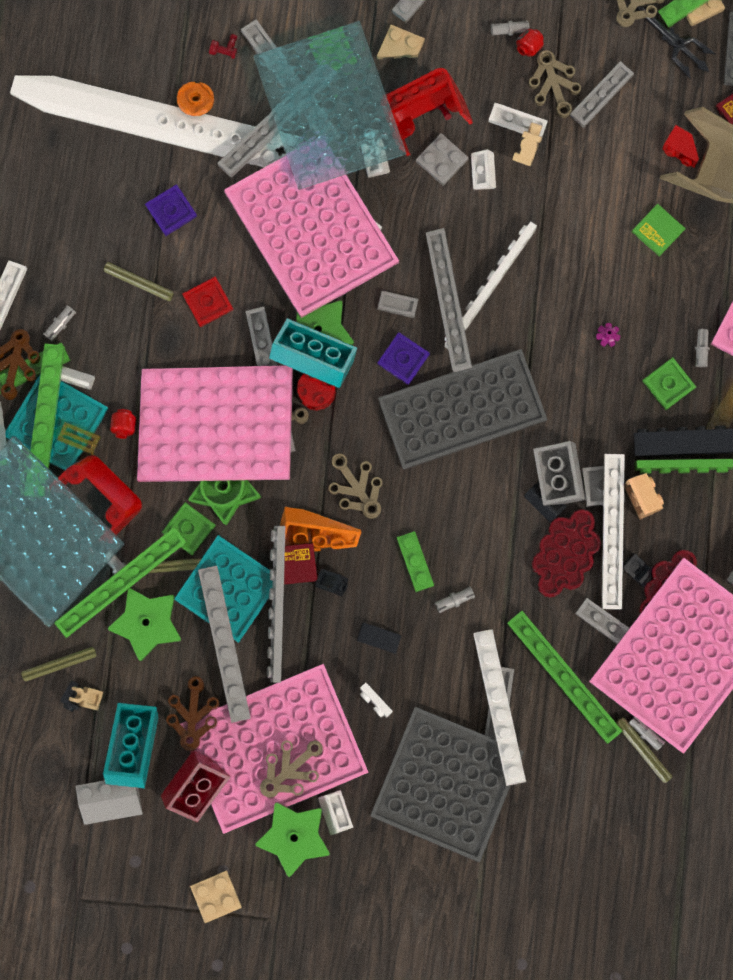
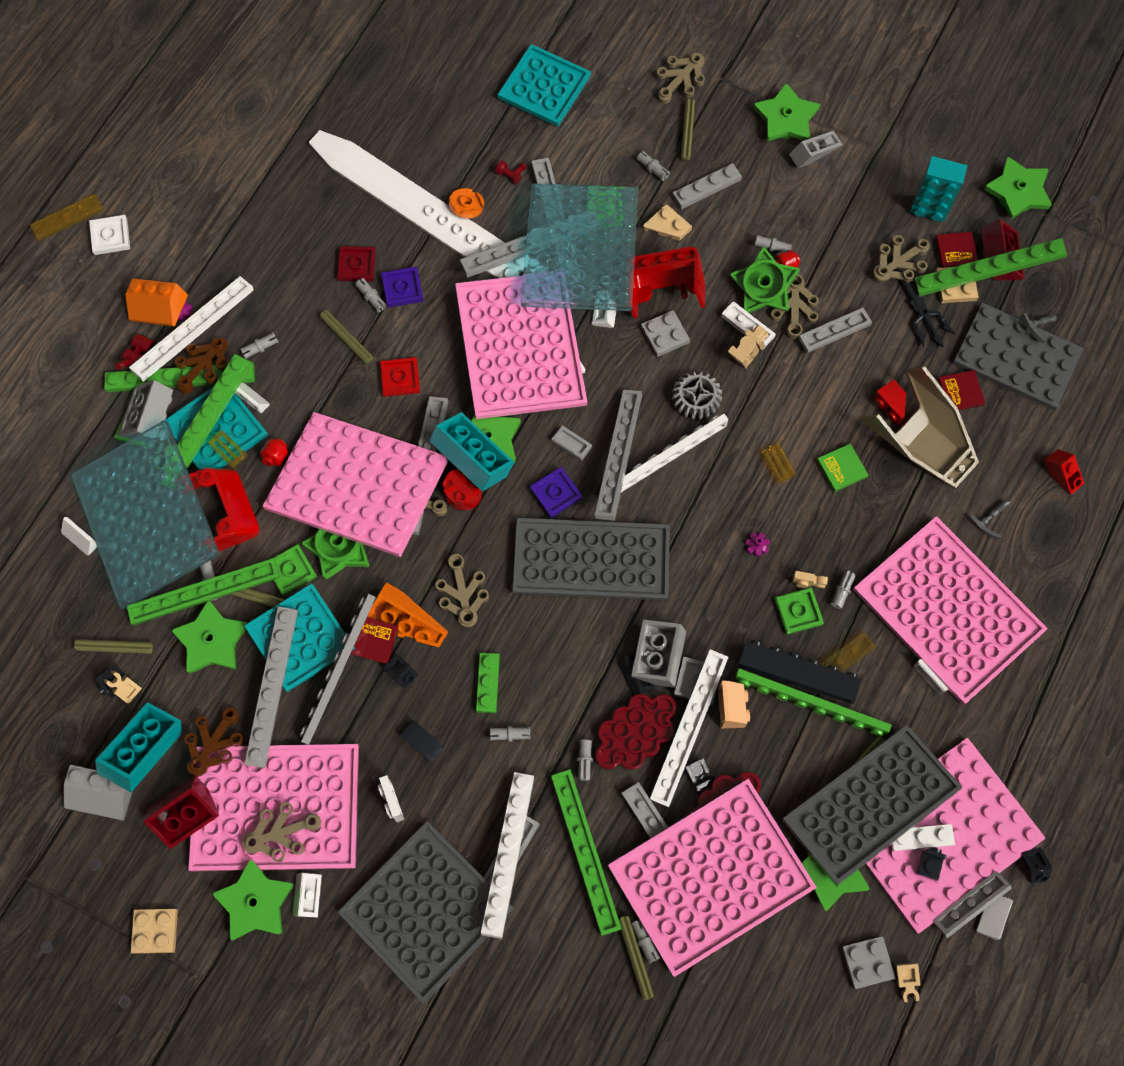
camera: 20 degrees right, 10 degrees down
(115, 203) = (356, 263): none -> dark red tile
(144, 230) = (370, 295): none -> light grey pin
(483, 170) = (699, 355): white slope -> none
(489, 213) = (680, 393): none -> light grey gear
(515, 58) = (765, 270): none -> bright green plate
(531, 596) = (584, 759): none -> light grey axle
(581, 242) = (777, 446): none -> clear yellow tile
(664, 353) = (807, 580): none -> tan plate

